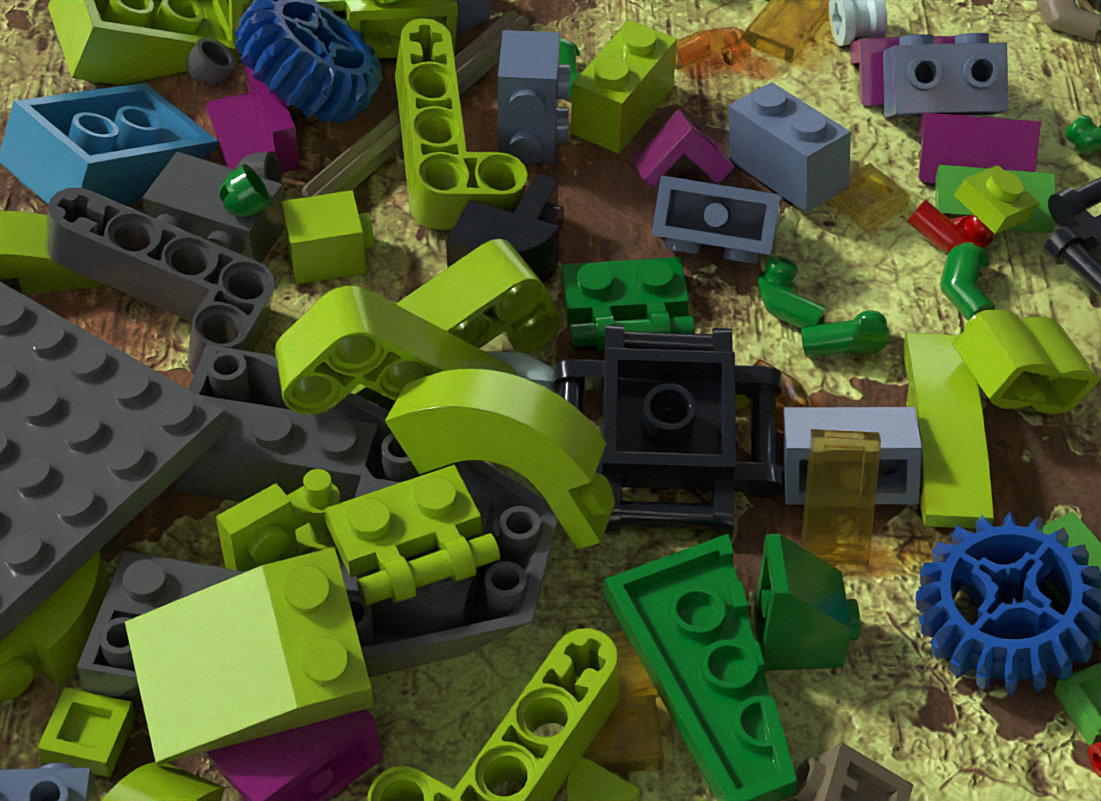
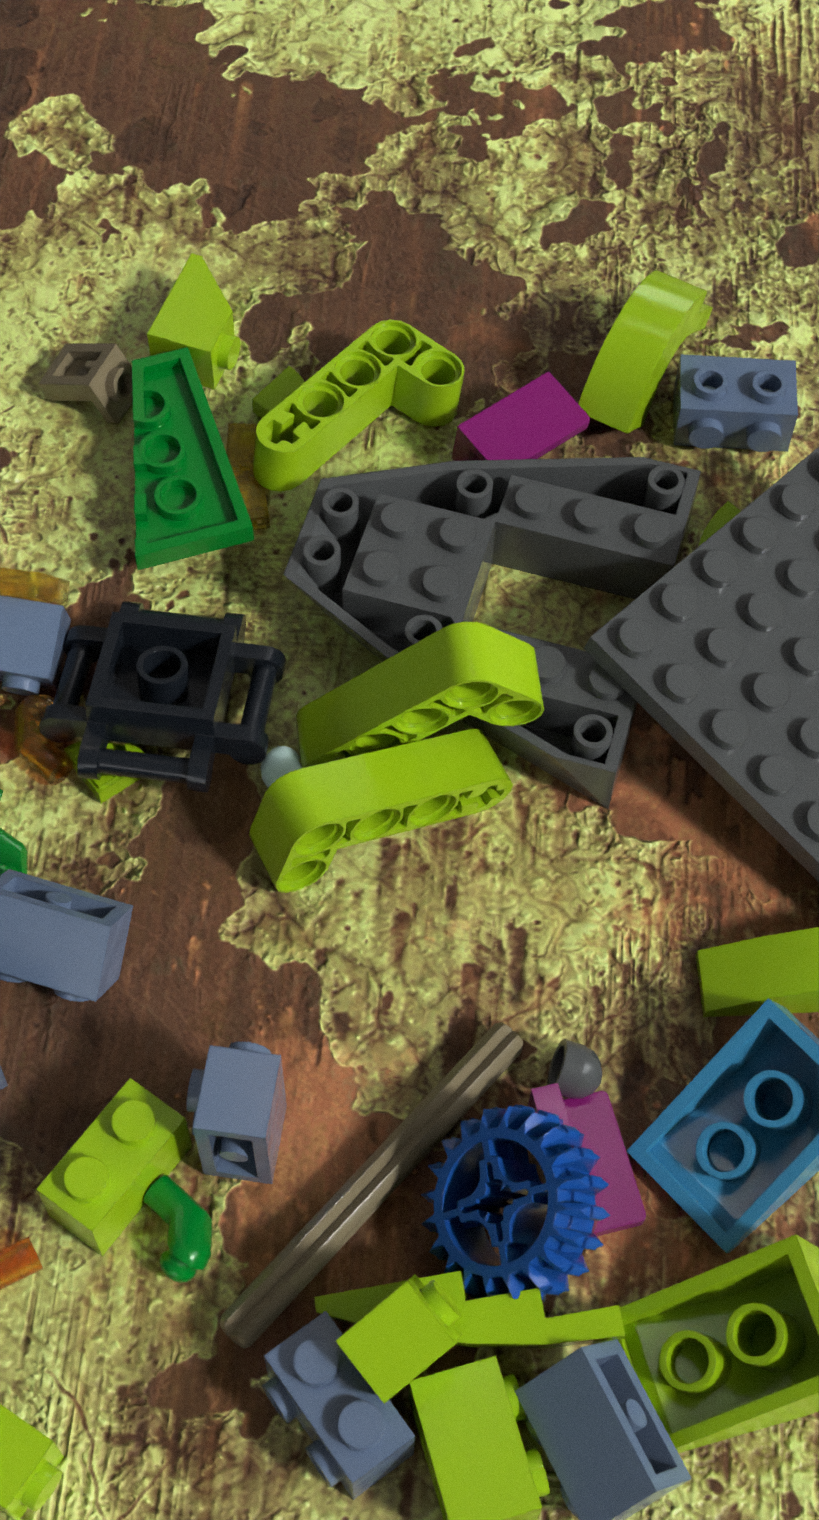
camera: 175 degrees left, 10 degrees up
(87, 731) = (698, 457): lime plate -> none
(162, 265) = (755, 924): dark grey beam -> none
(190, 200) = (621, 1006): dark grey brick -> none
(210, 62) = (634, 1269): dark grey hinge -> none
(244, 193) = (582, 955): green hinge -> none
(249, 657) = (546, 435): lime slope -> none
(277, 524) = (541, 580): lime plate -> none
(326, 236) = (494, 961): lime brick -> none
(406, 521) = (422, 543): lime plate -> none
(437, 166) = (354, 1091): lime beam -> none
(513, 424) = (332, 589): lime arch -> none
(530, 229) = (291, 926): black brick -> none
(630, 293) = (175, 885): green plate -> none
(677, 138) = (72, 1025): magenta panel -> none
(802, 609) = (88, 497): green slope -> none

